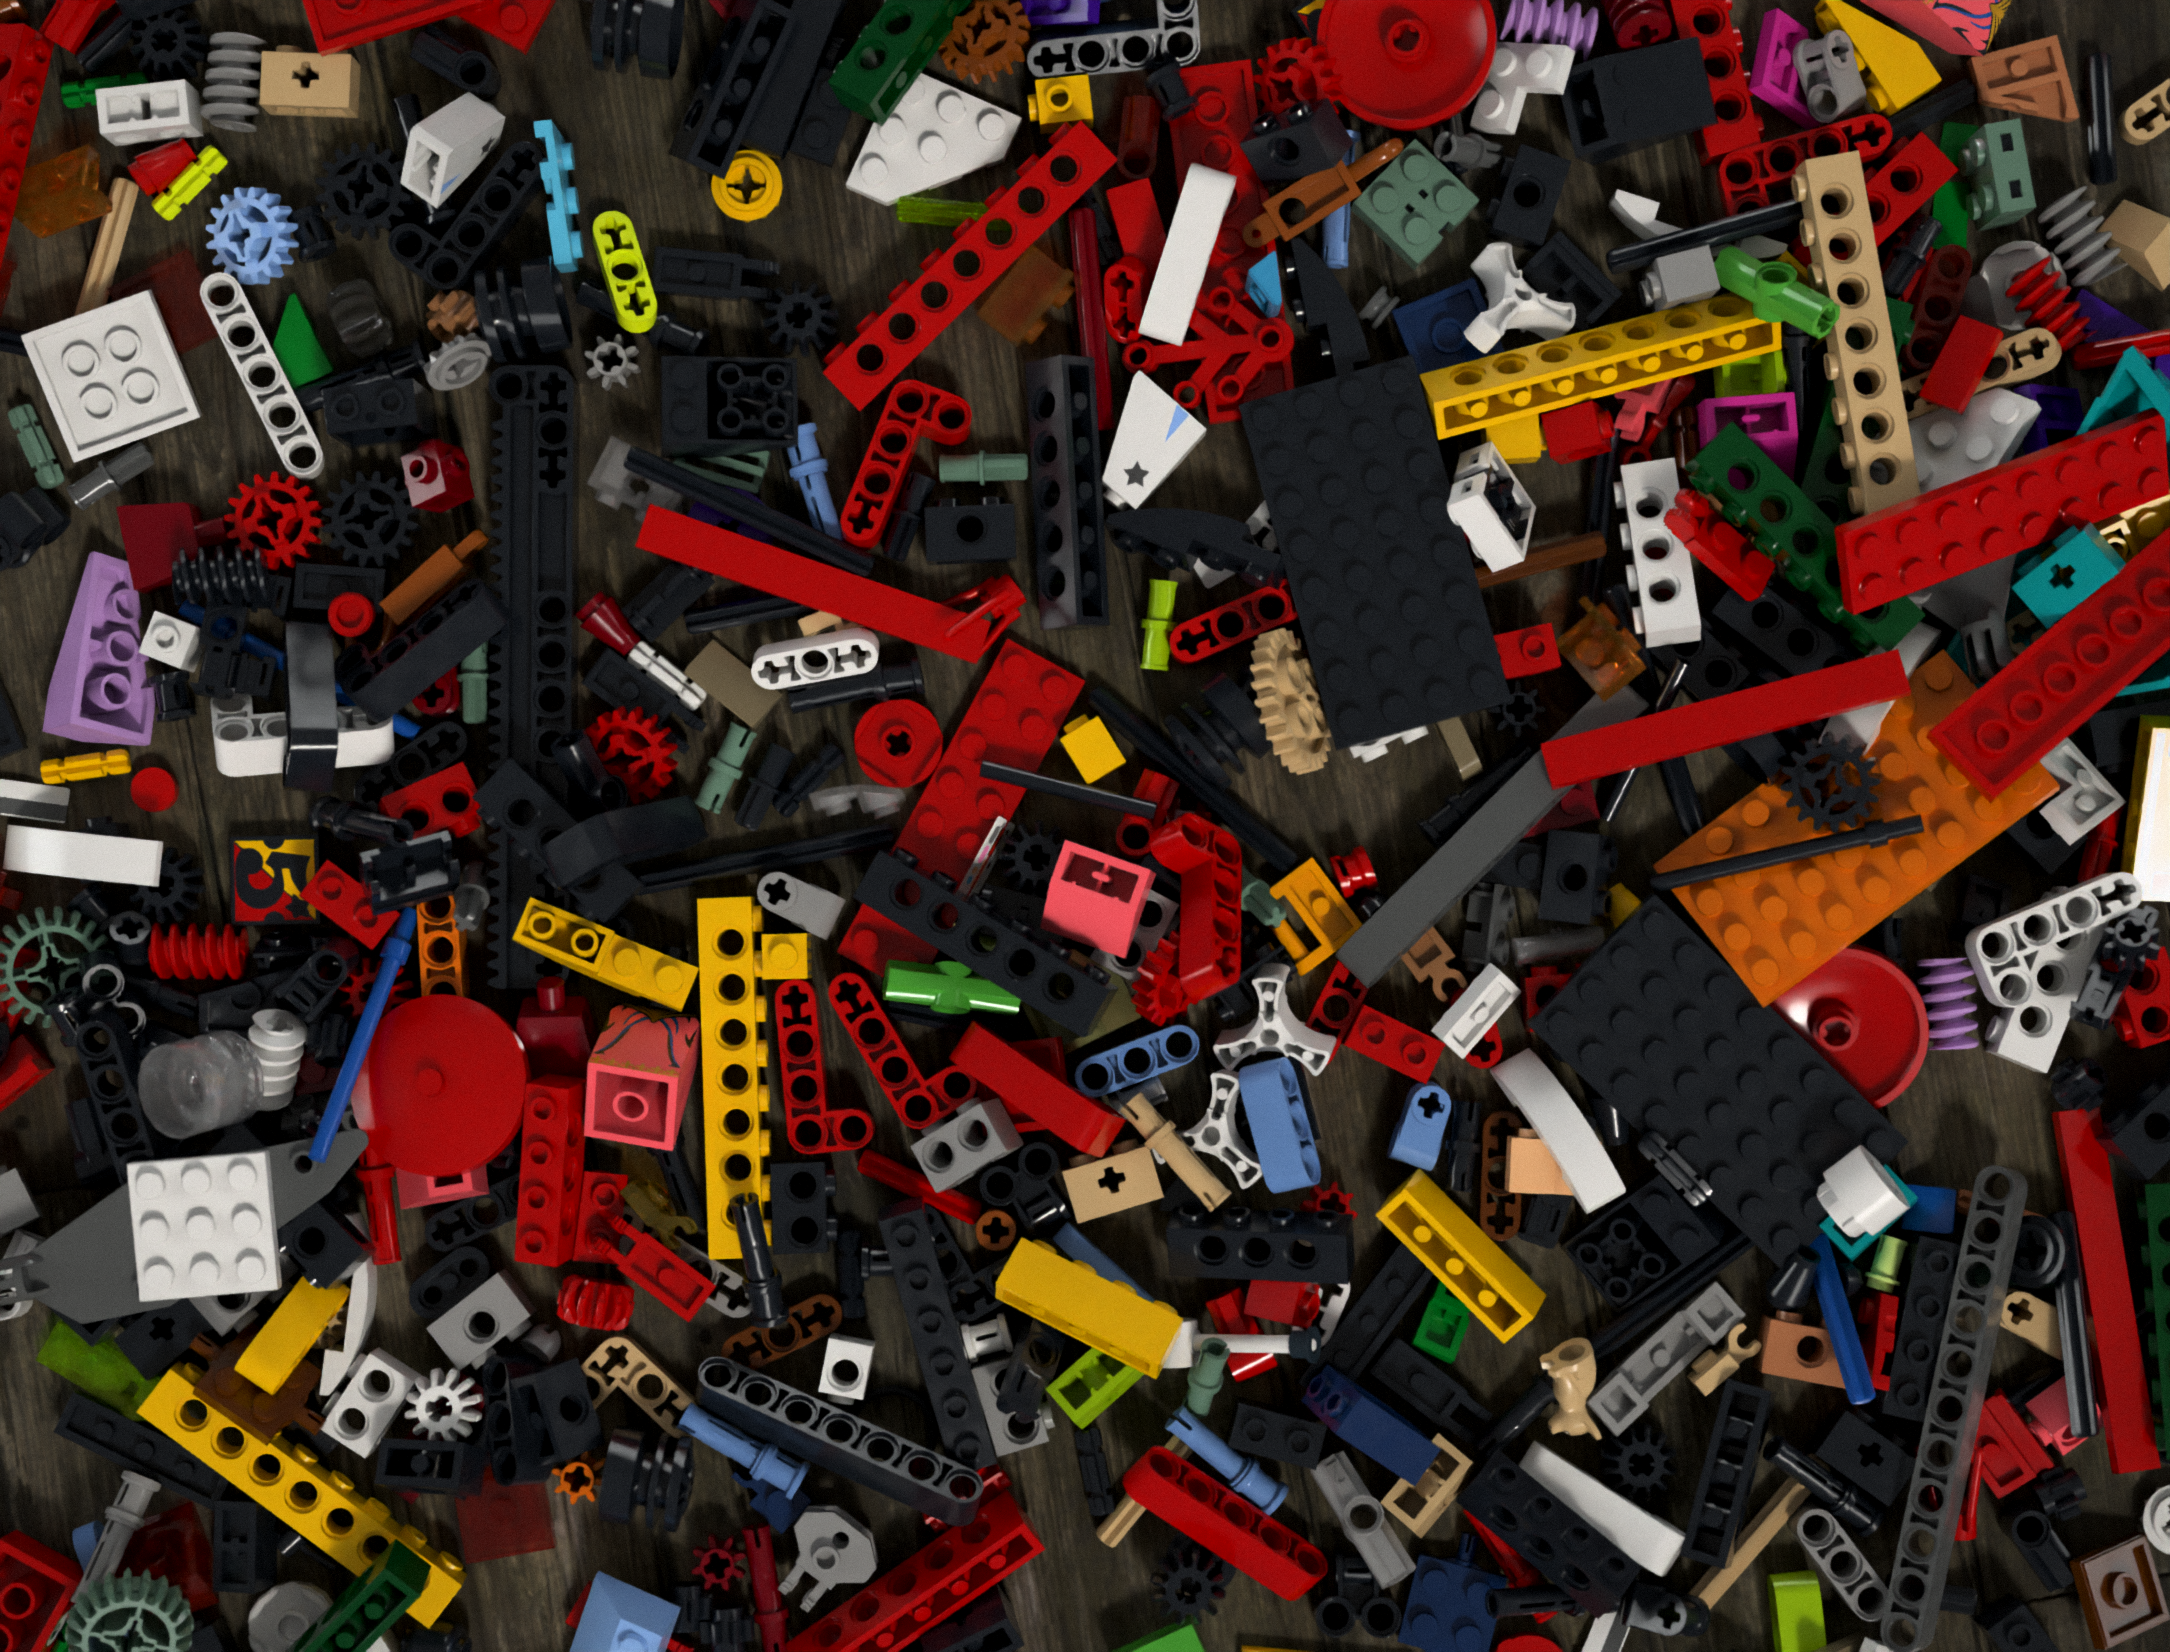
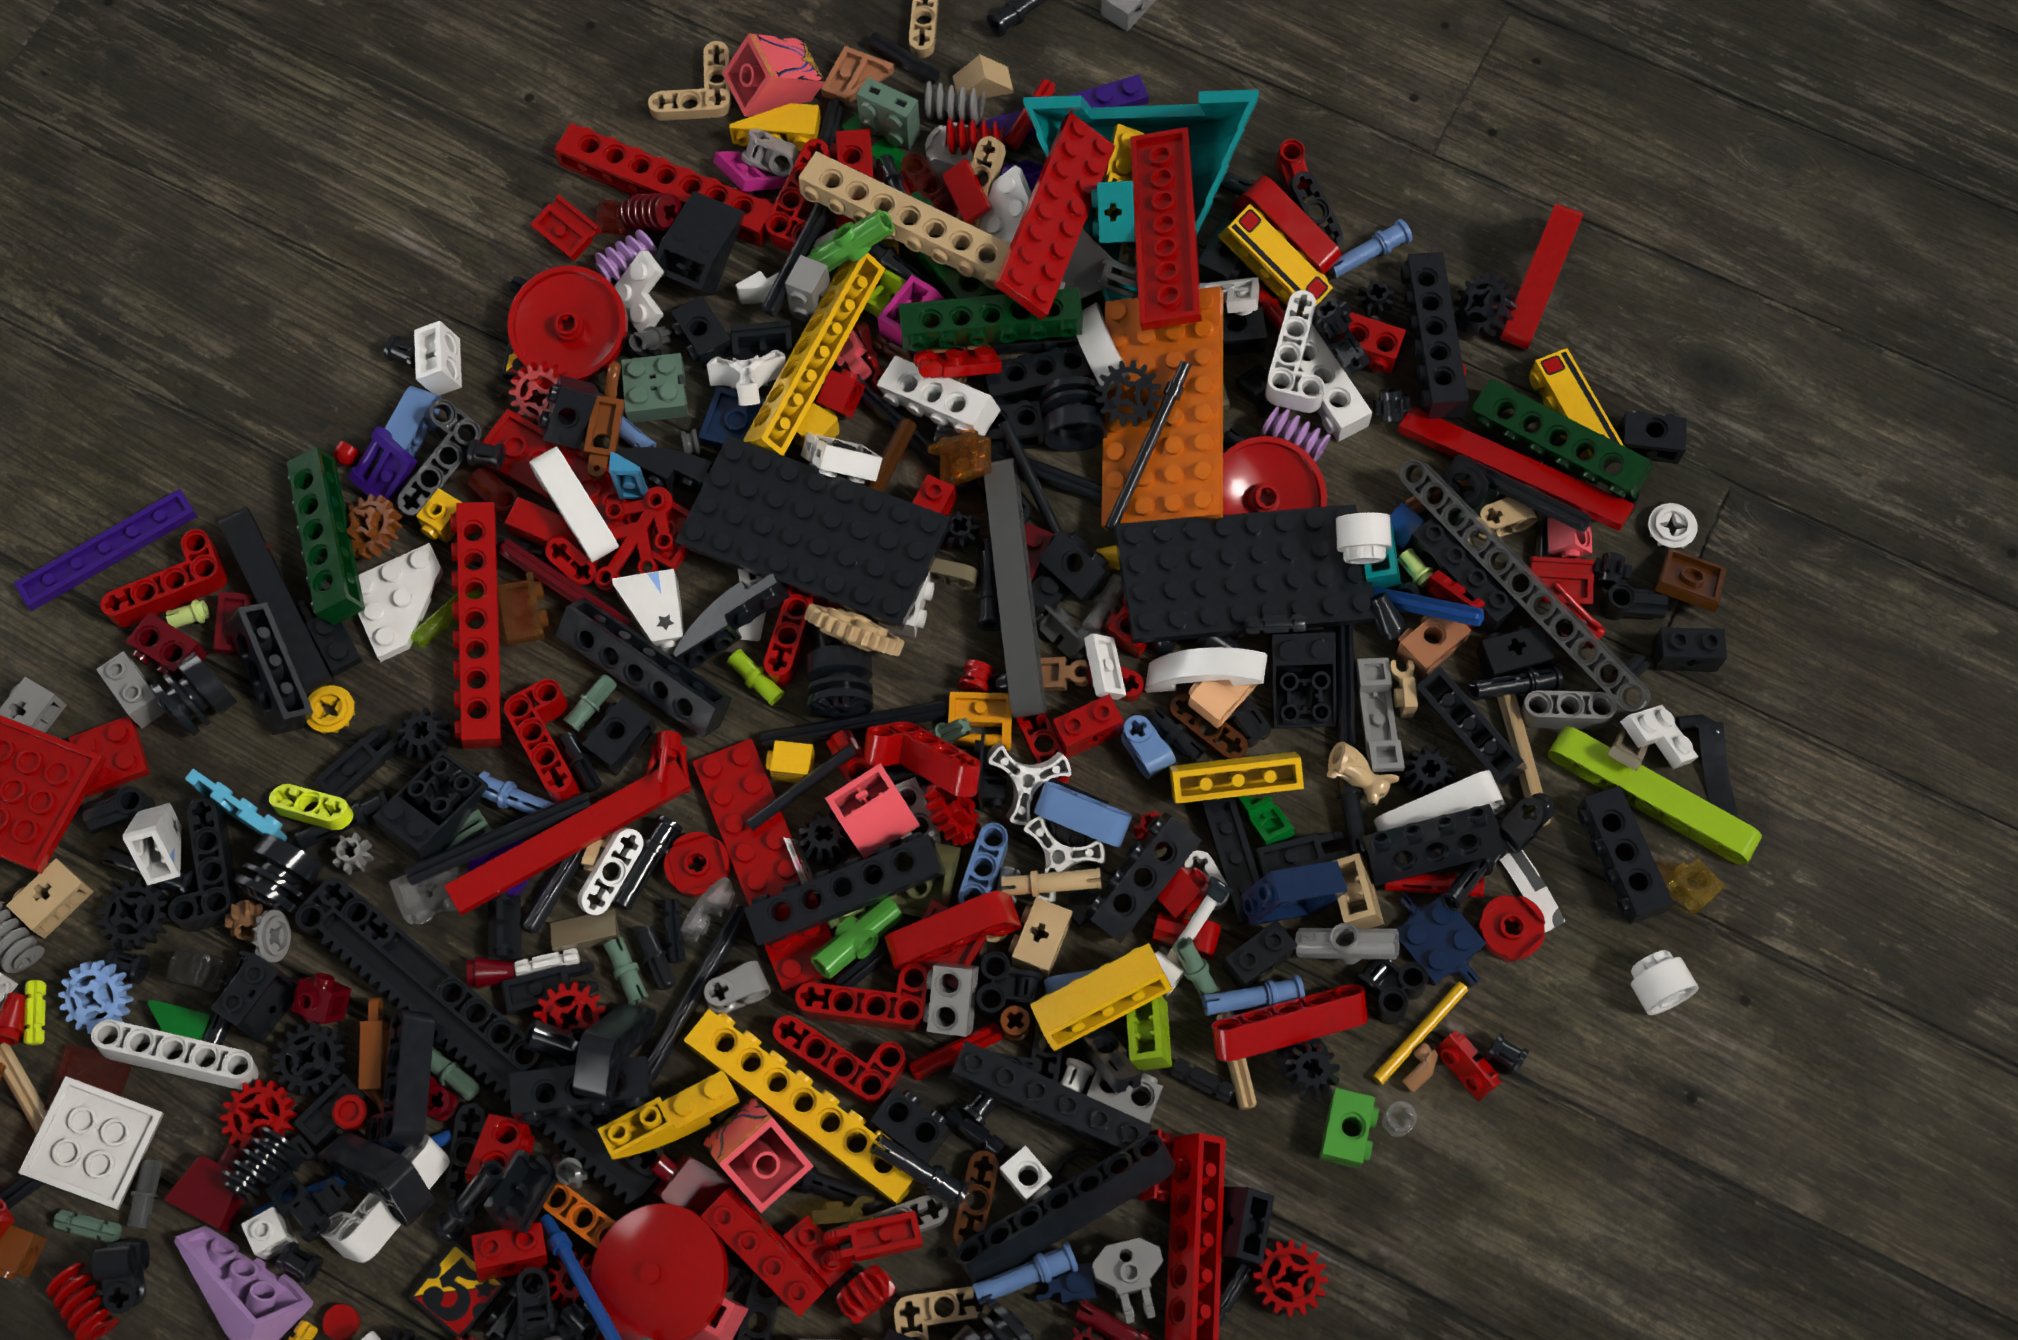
camera: 50 degrees left, 20 degrees down
(786, 956) = (759, 1017): yellow brick -> none
(1725, 719) = (1050, 422): red tile -> none

